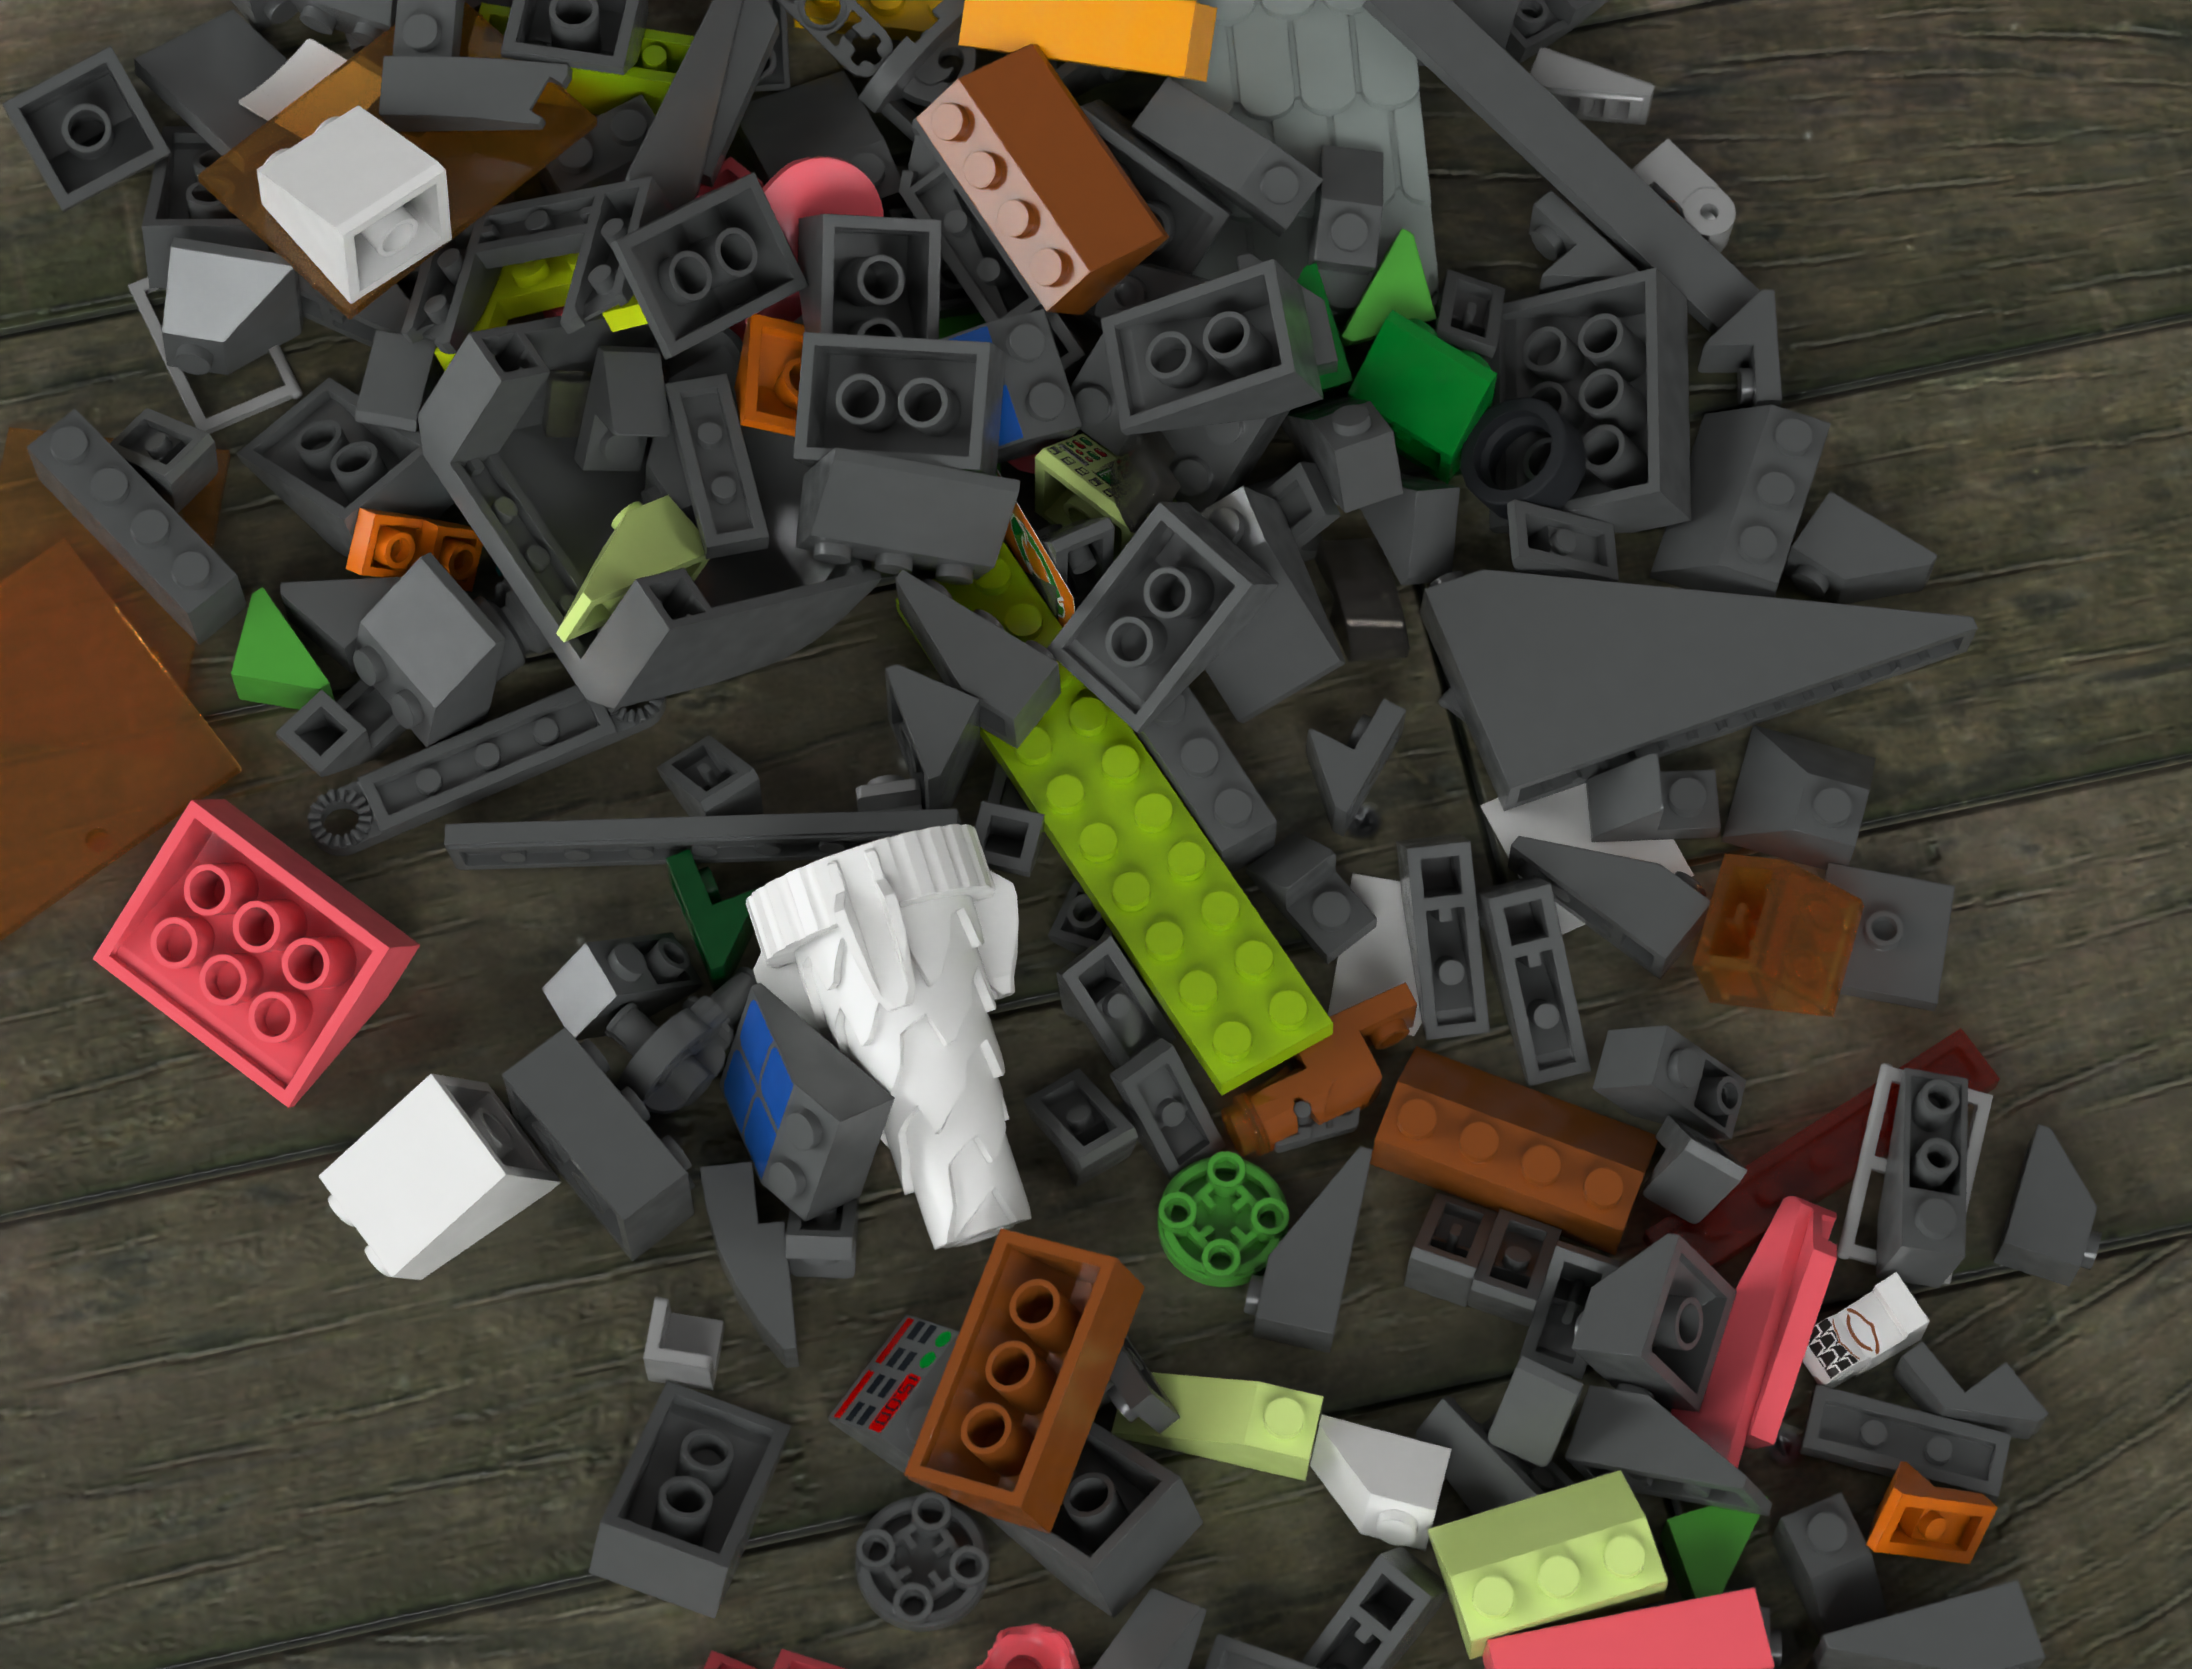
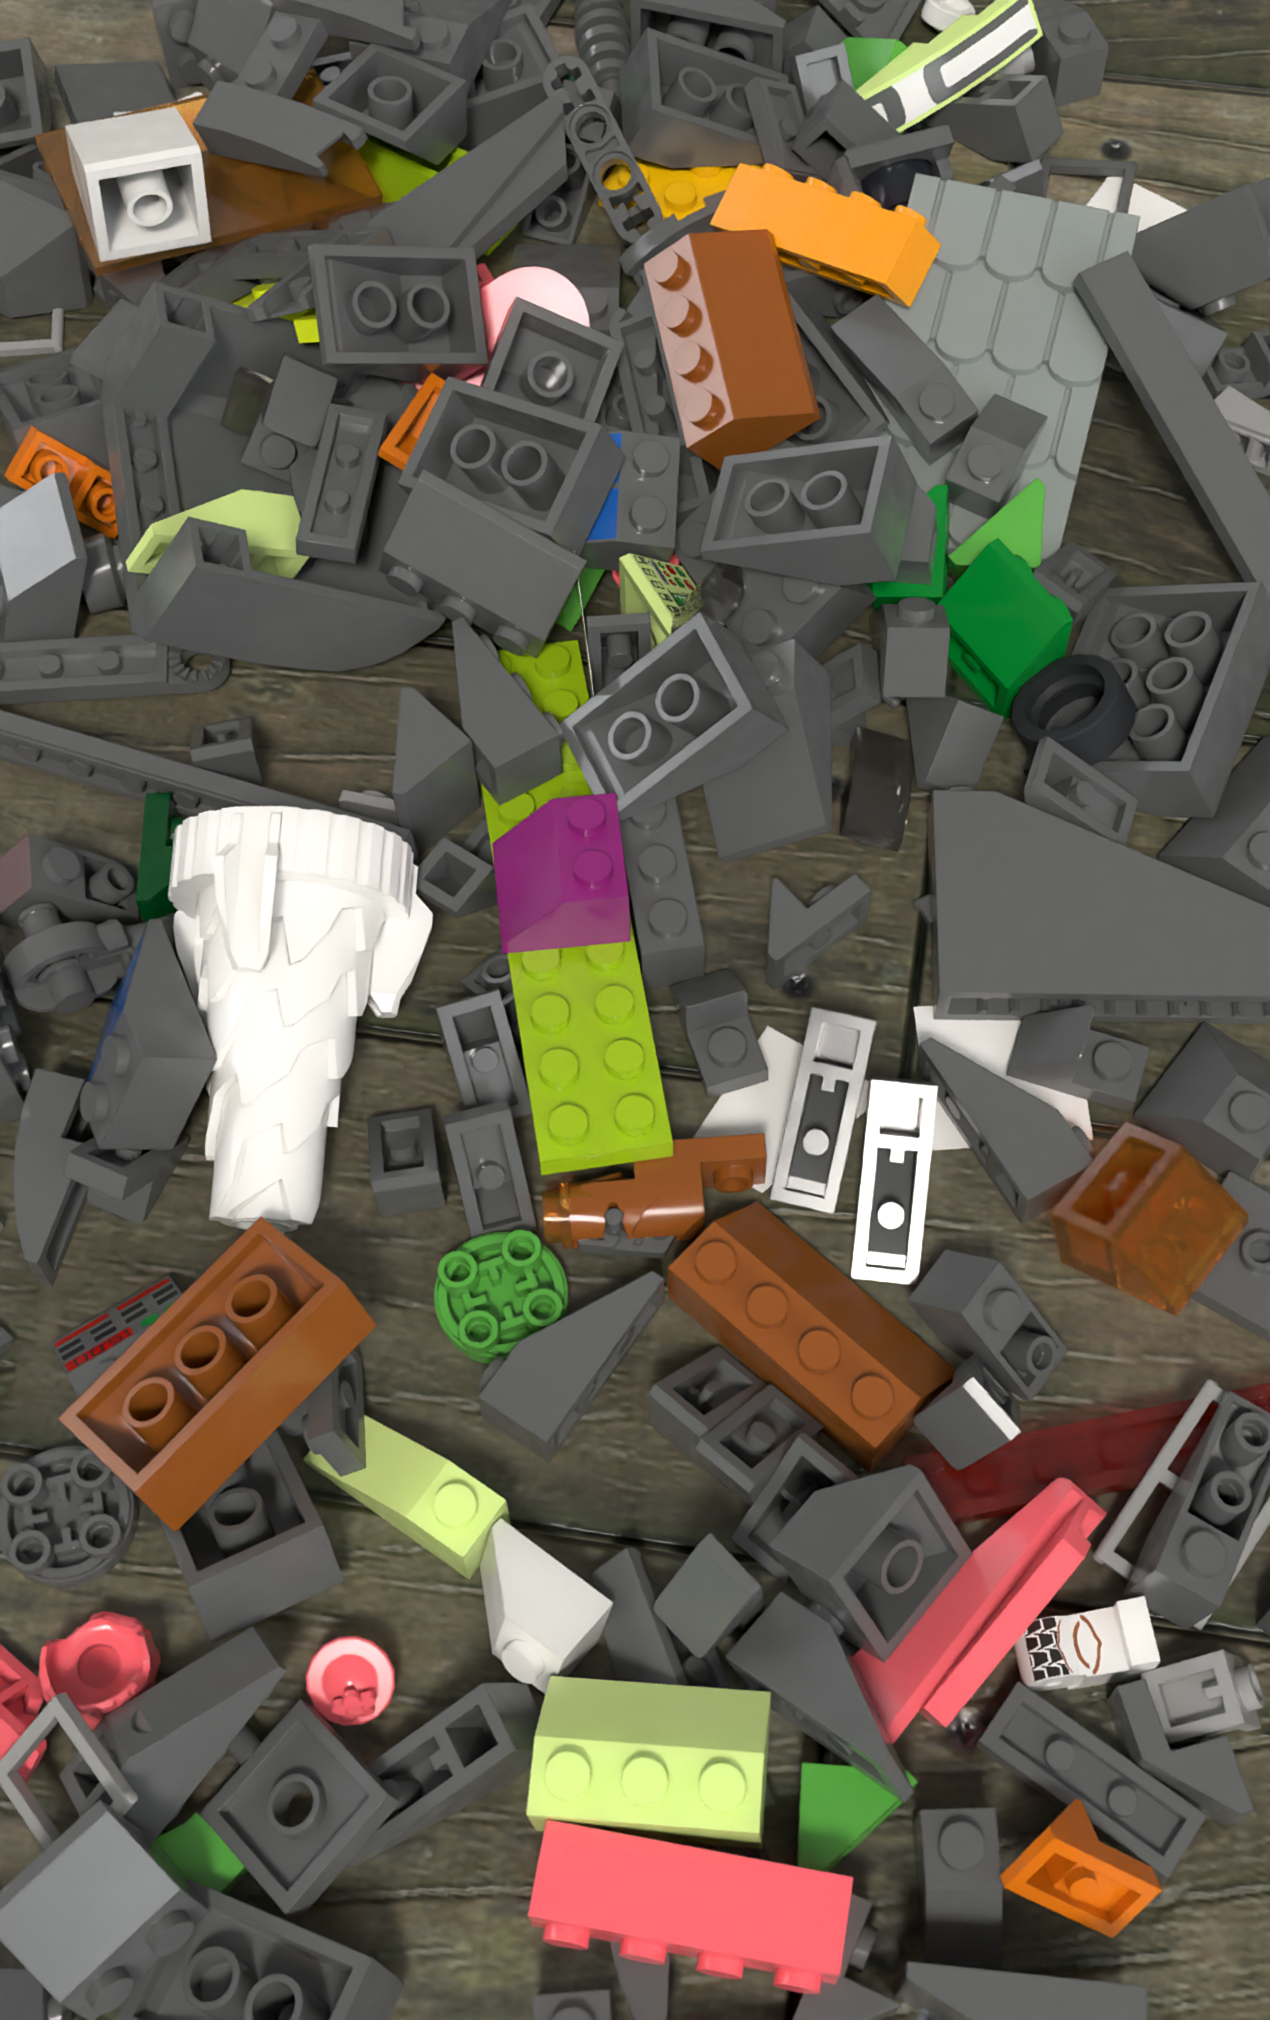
camera: 25 degrees right, 5 degrees down
(1122, 803) = (563, 877): none -> magenta slope
(1249, 1602) = (350, 1680): none -> coral hat
(1579, 249) = (1191, 551): dark grey slope -> none
(1975, 1337) = (1205, 1697): none -> light grey bracket

